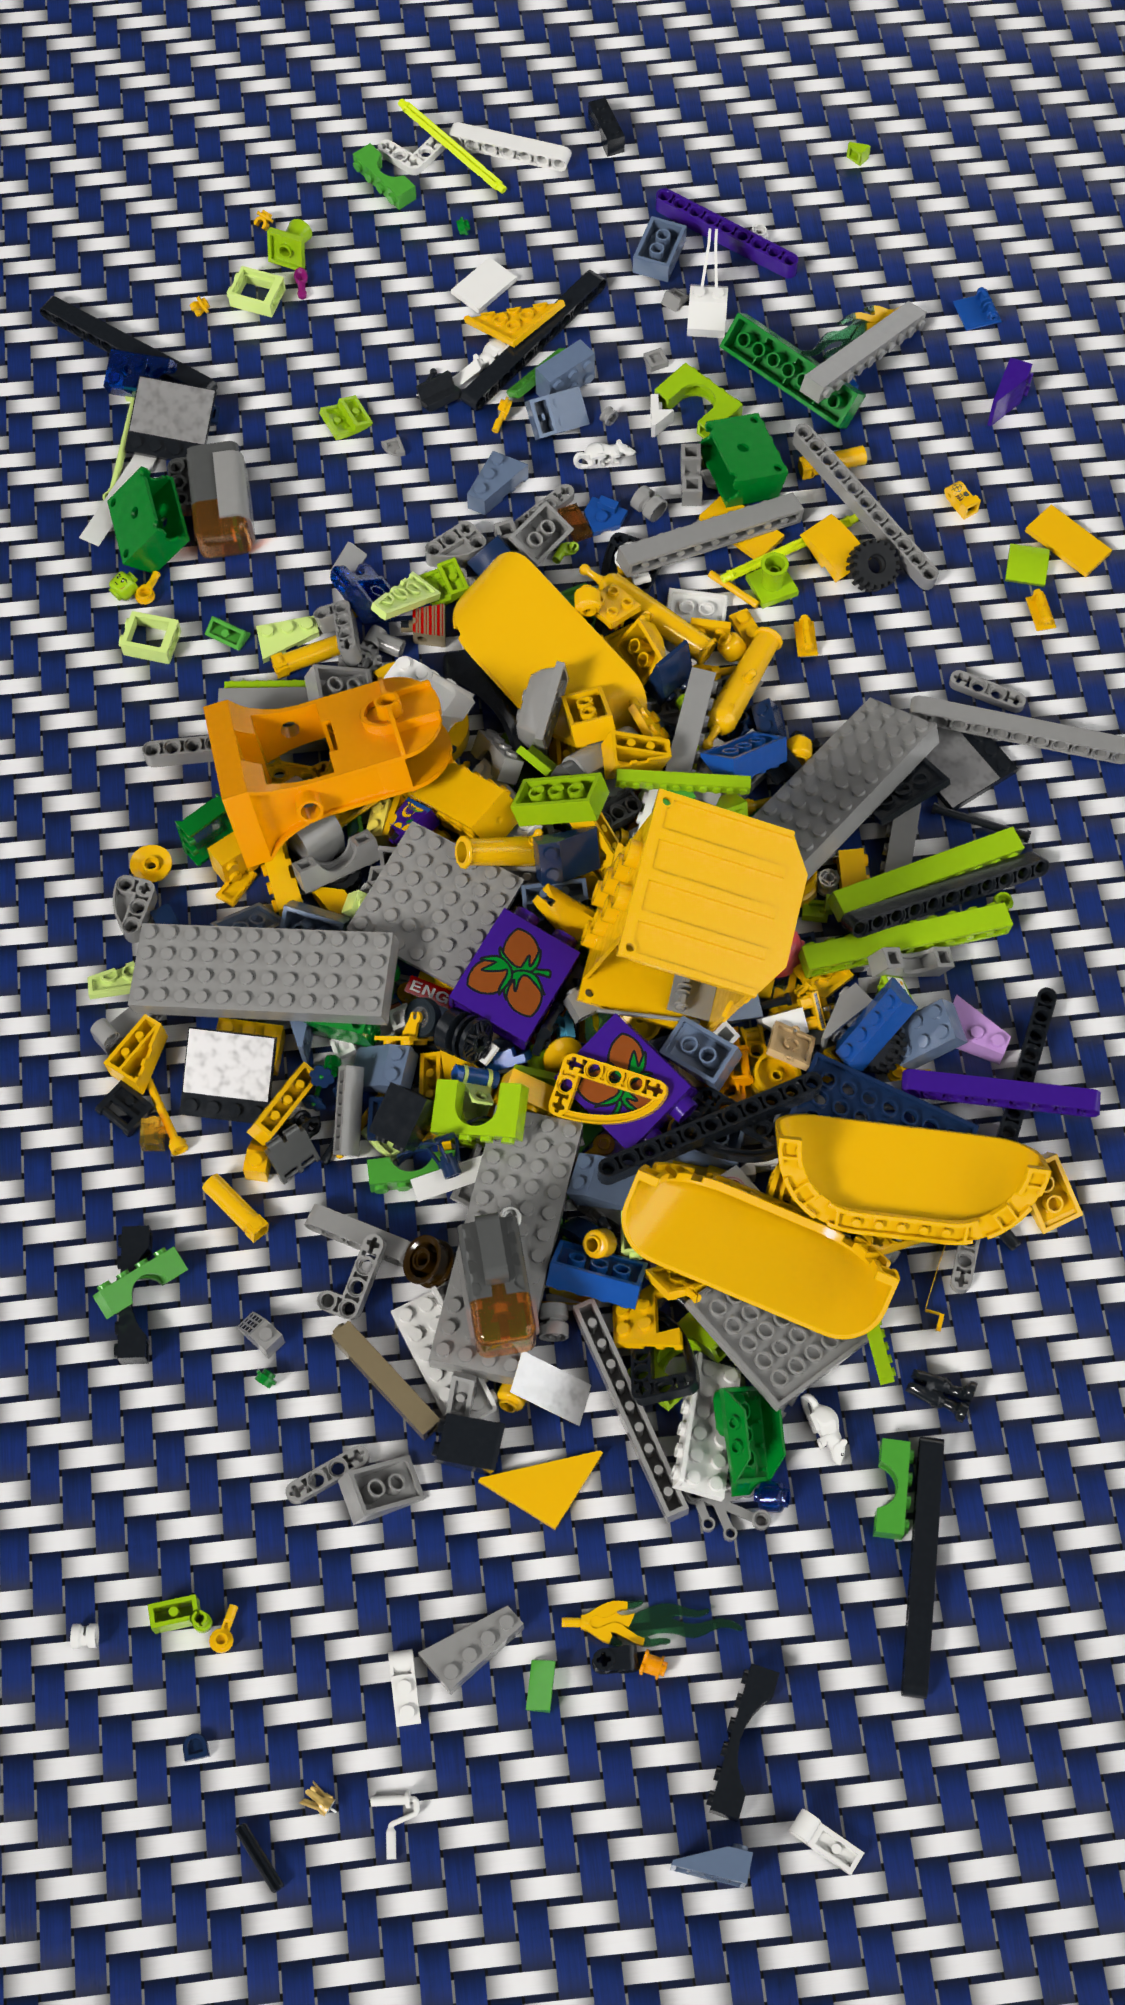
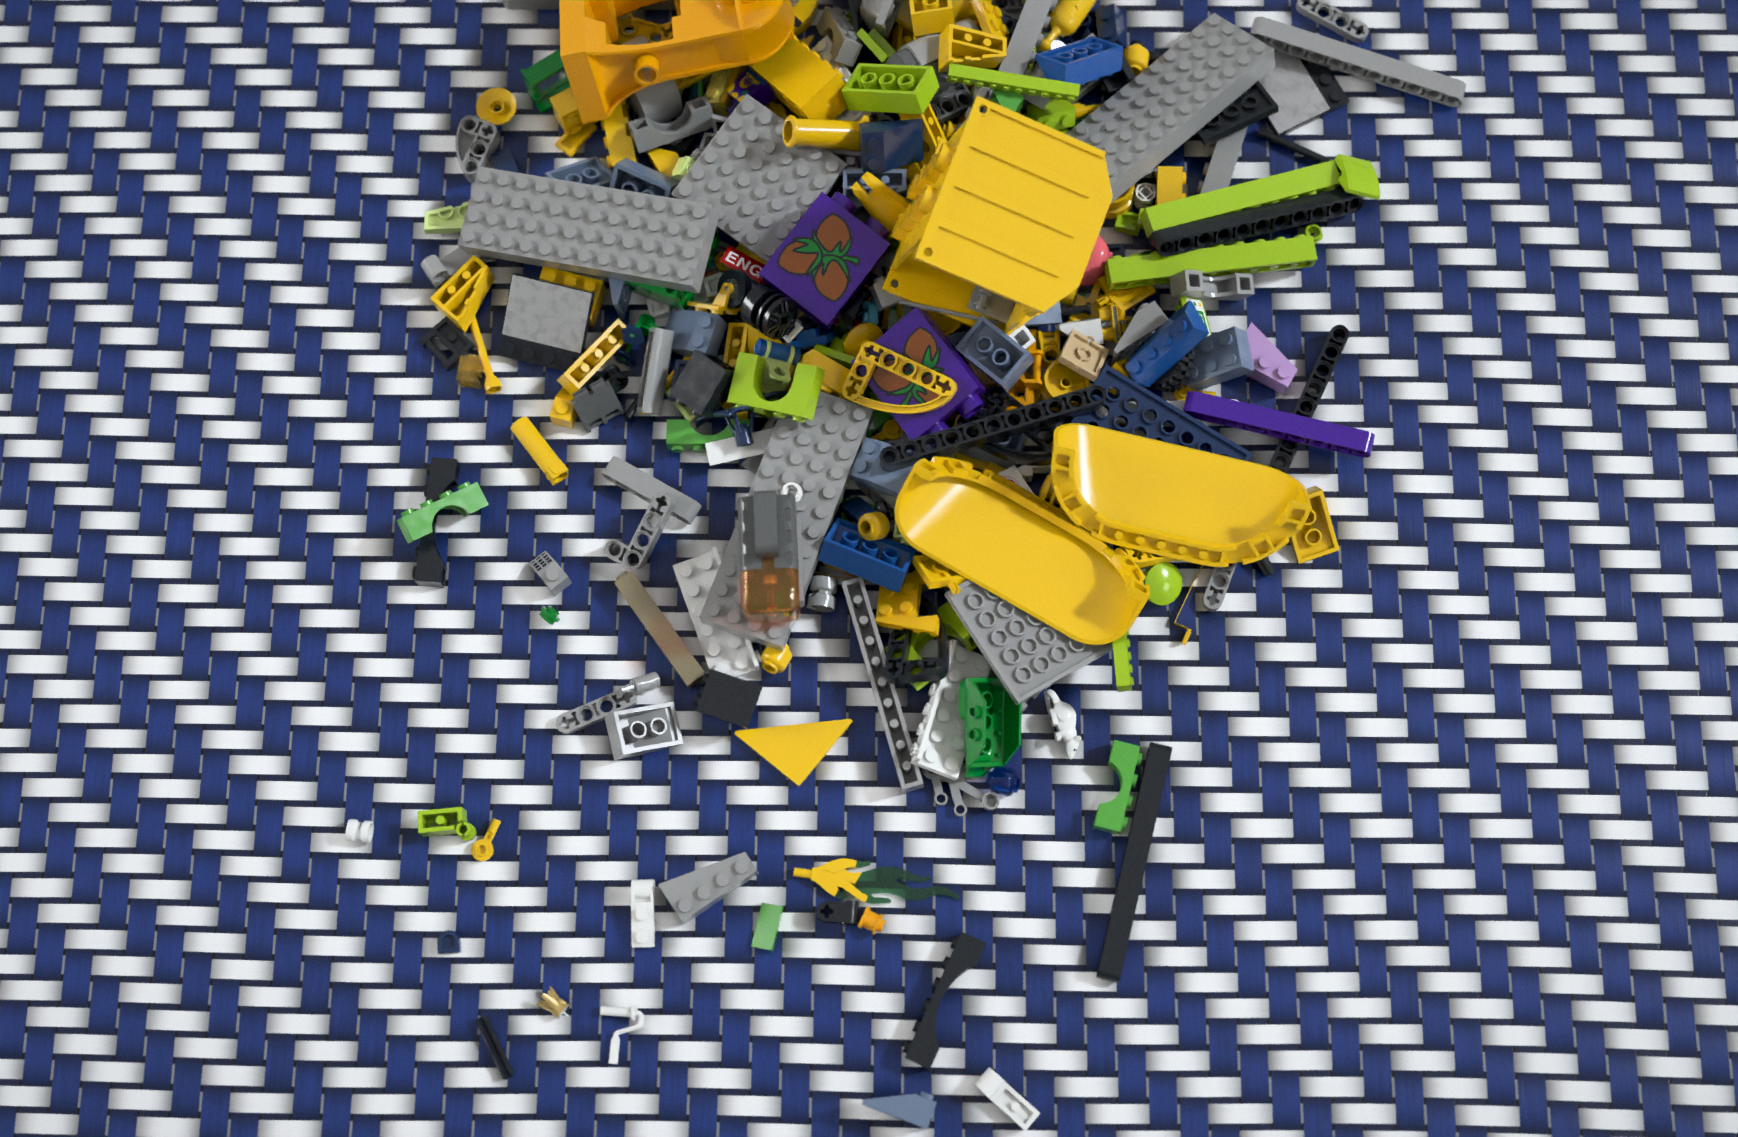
camera: 10 degrees right, 10 degrees up
(373, 1439) = (641, 683): none -> light grey piece
(428, 1261) = (712, 523): dark brown wheel -> none
(461, 1394) = (727, 653): light grey slope -> none
(550, 1388) = (810, 656): flat silver sticker -> none
(911, 1269) = (1164, 583): none -> lime dish
(934, 1391) = (1170, 703): black piece -> none
(1039, 840) = (1358, 176): none -> lime slope

